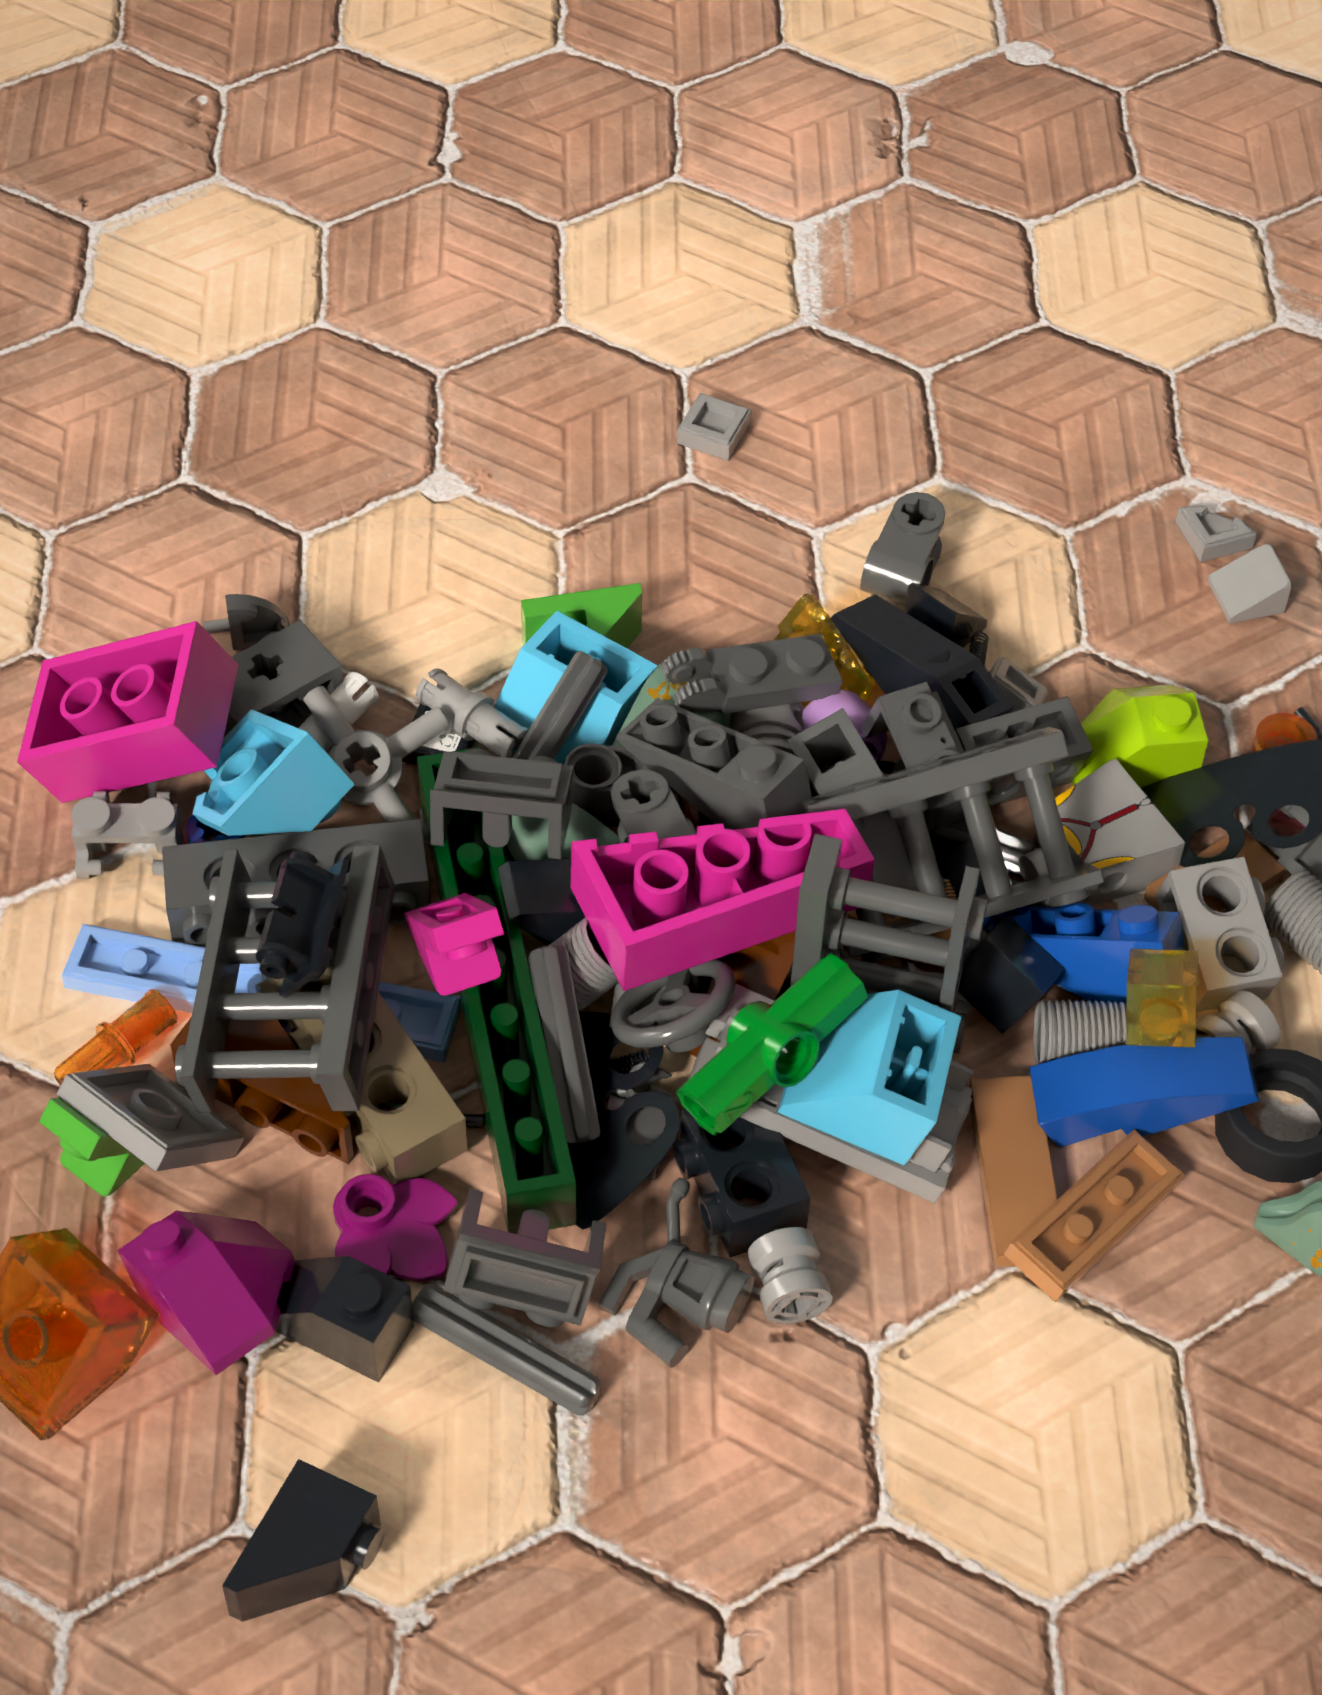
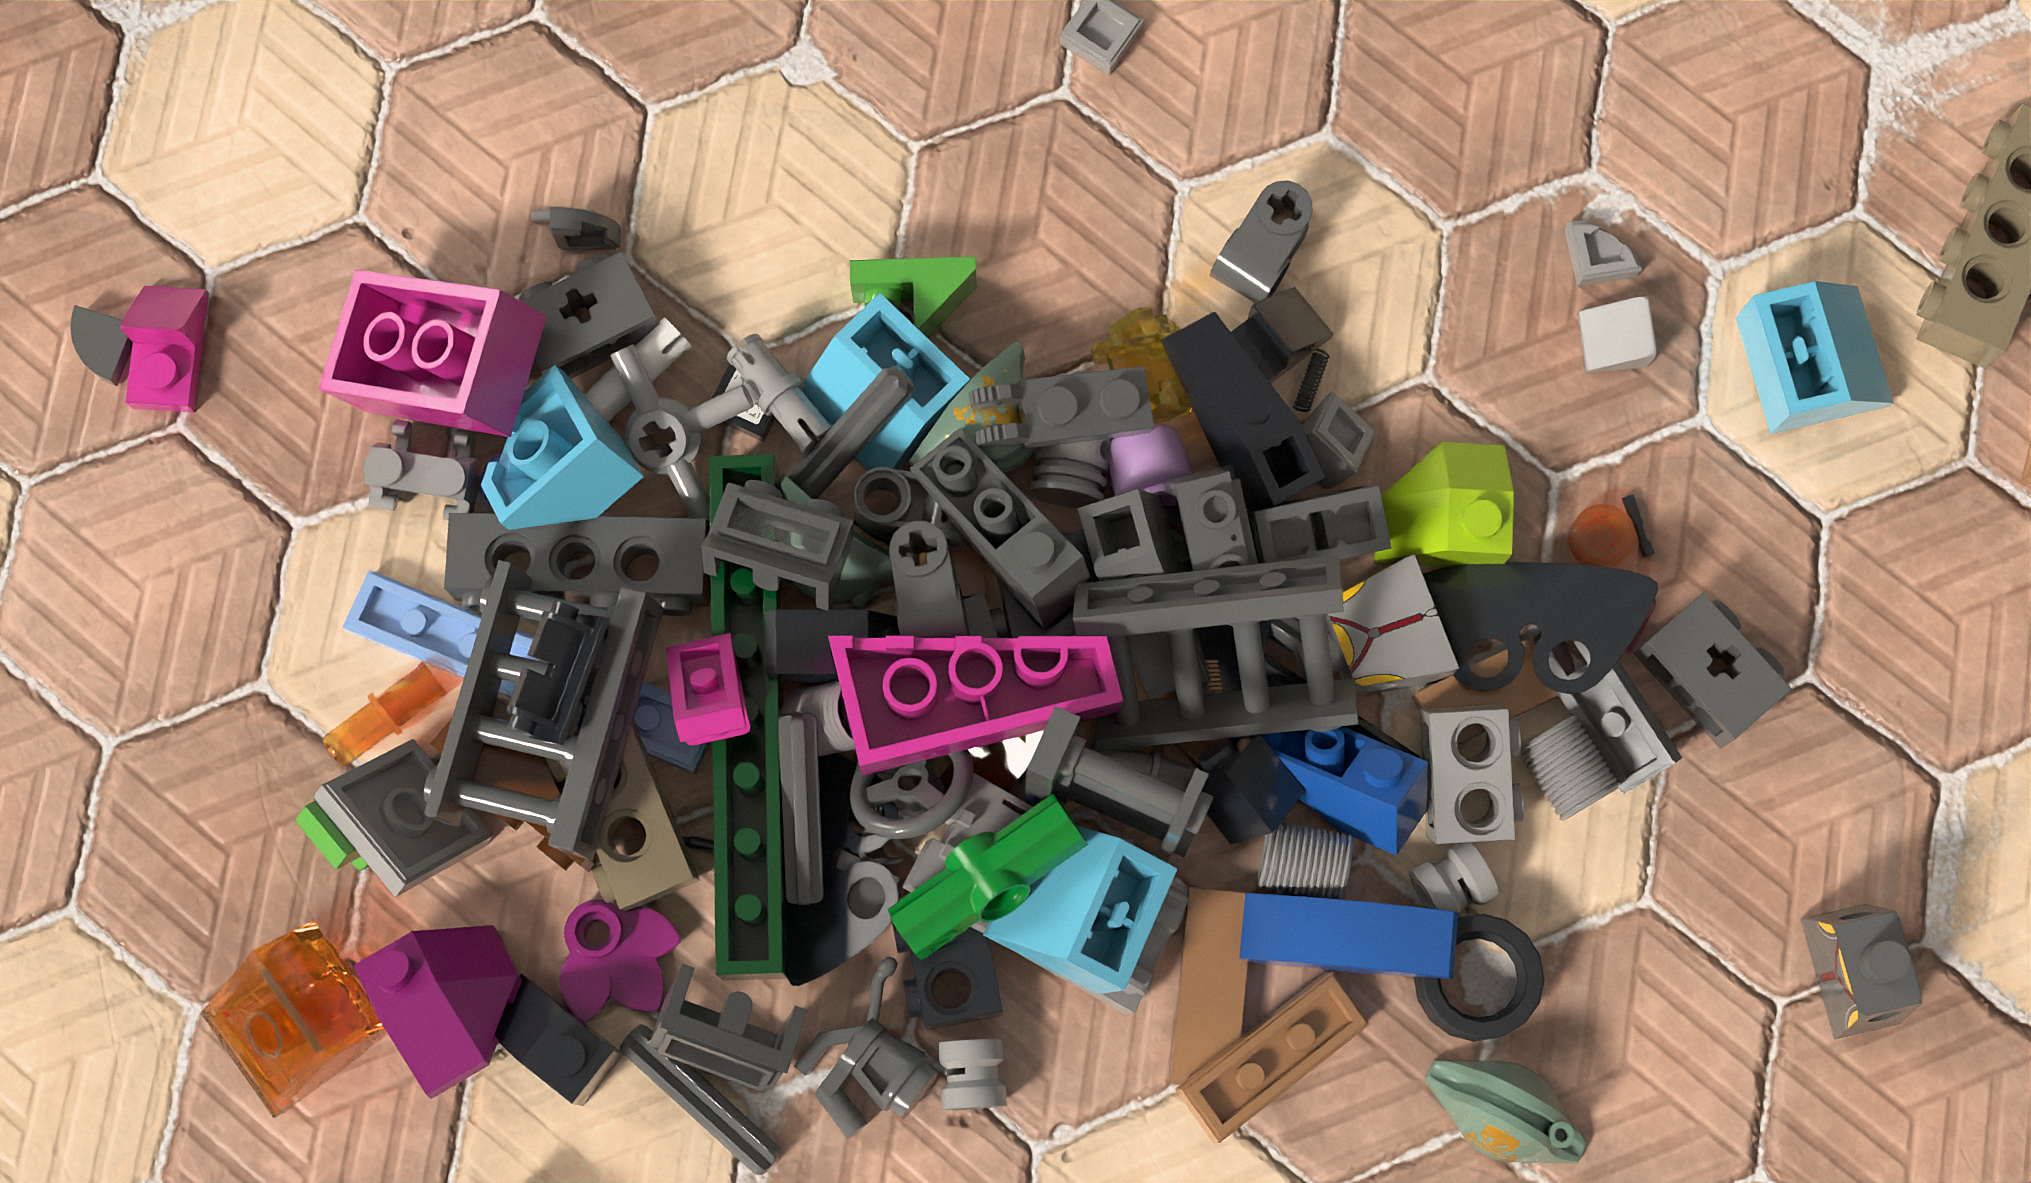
camera: 10 degrees right, 25 degrees up
(1162, 998) = (1383, 863): clear yellow brick -> none

